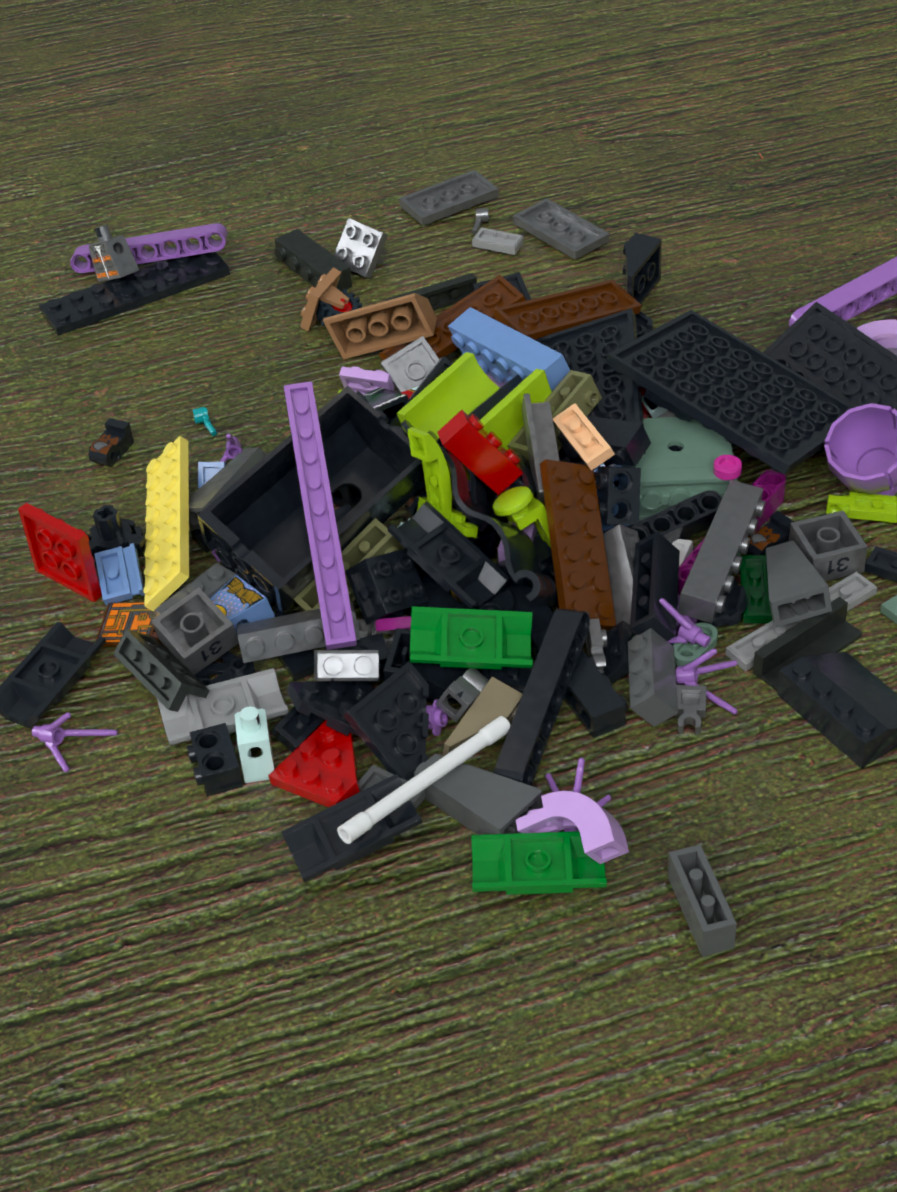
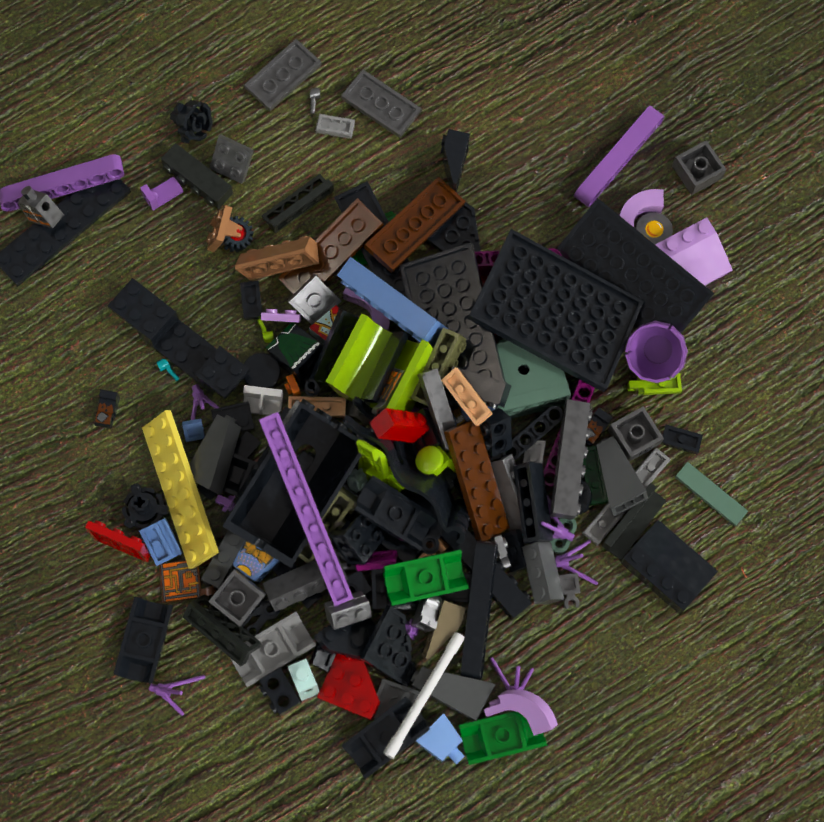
camera: 20 degrees left, 30 degrees up
(213, 382) = (163, 331): none -> black bracket
(257, 277) = (162, 193): none -> medium lavender bracket
(322, 213) = (190, 119): none -> black piece
(330, 377) = (251, 300): none -> black plate
(437, 855) = (442, 741): none -> light blue torso
(701, 900) = (604, 746): dark grey brick -> none
(727, 467) = (563, 388): dark pink tile -> none

